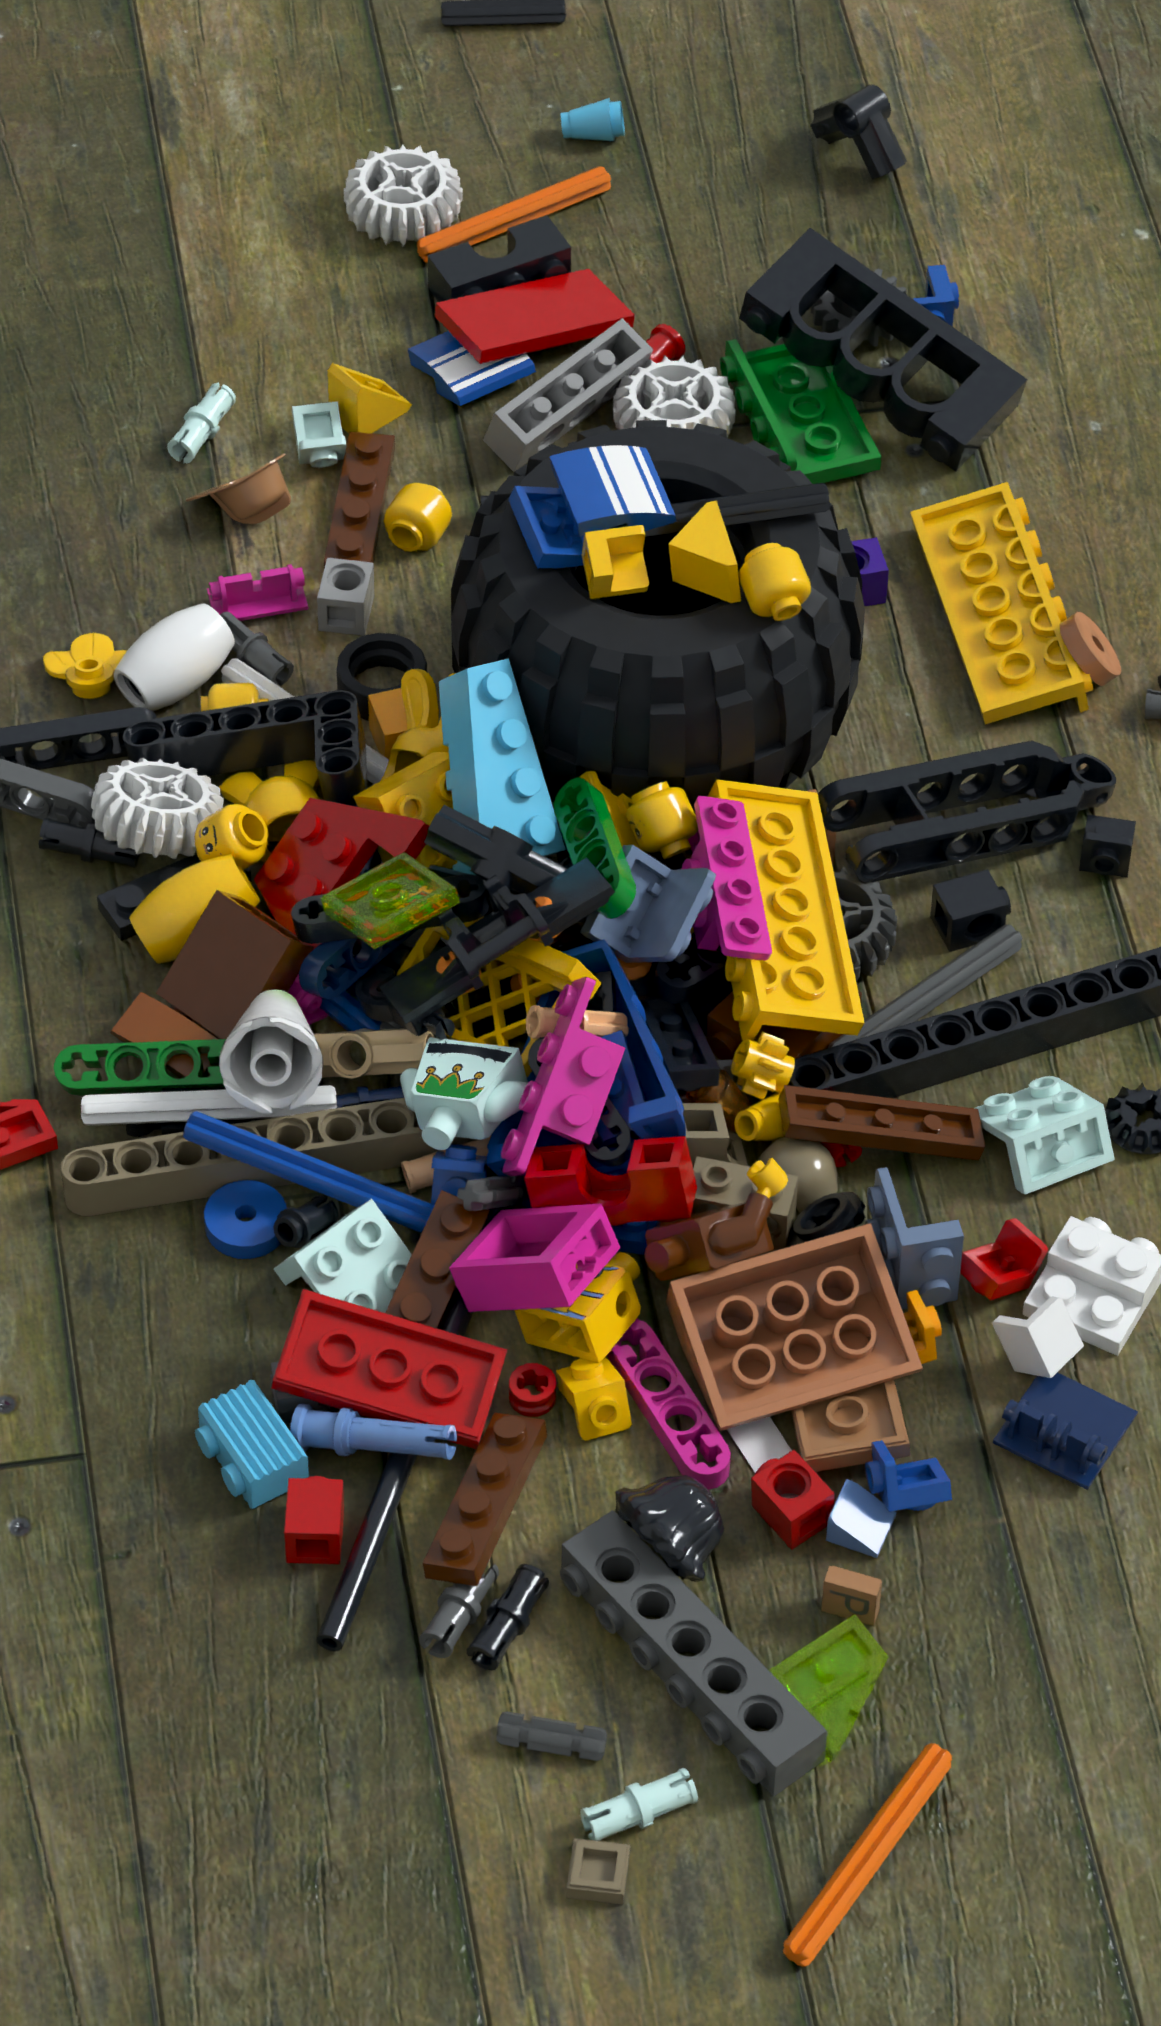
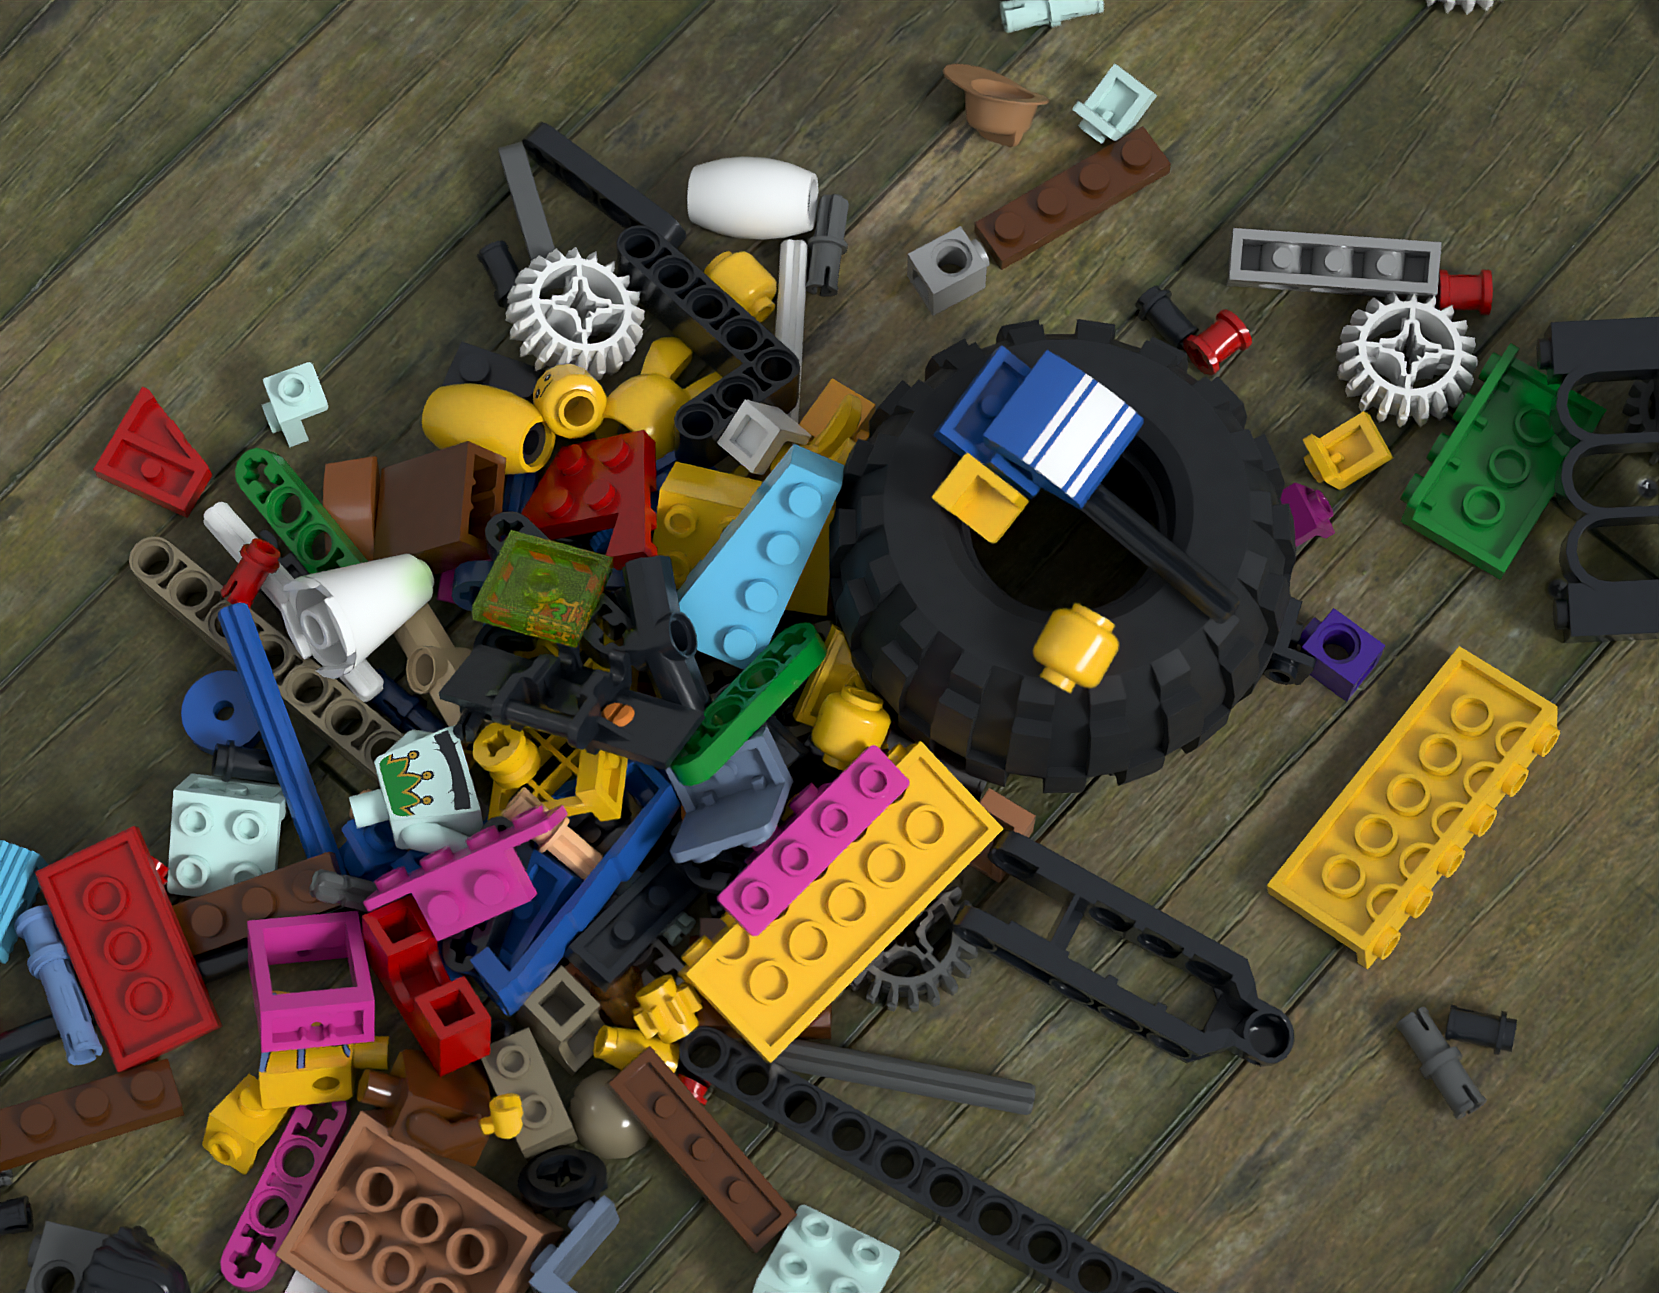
camera: 55 degrees right, 20 degrees up
(42, 1015) = (293, 397): none -> light aqua bracket
(86, 666) = (706, 134): yellow plate -> none
(168, 1099) = (257, 562): none -> red pin
(274, 594) = (891, 203): dark pink hinge -> none
(363, 400) = (1191, 110): yellow slope -> none
(372, 652) = (877, 332): black tyre -> none
(384, 740) = (758, 435): none -> white panel
(417, 517) = (1090, 255): yellow head -> none
(459, 374) = (1317, 154): blue slope -> none
(483, 1019) = (506, 755): none -> yellow wheel
(517, 212) = (1532, 51): orange axle -> none
(532, 315) = (1409, 164): red tile -> none
(533, 253) = (1478, 114): black arch -> none
(542, 1379) = (202, 1073): red bush -> none
(704, 556) = (1069, 561): yellow slope -> none
(968, 909) = (1022, 1043): black brick -> none
(1090, 648) = (1420, 924): nougat piece -> none
(1107, 846) = (1207, 1104): black bracket -> none

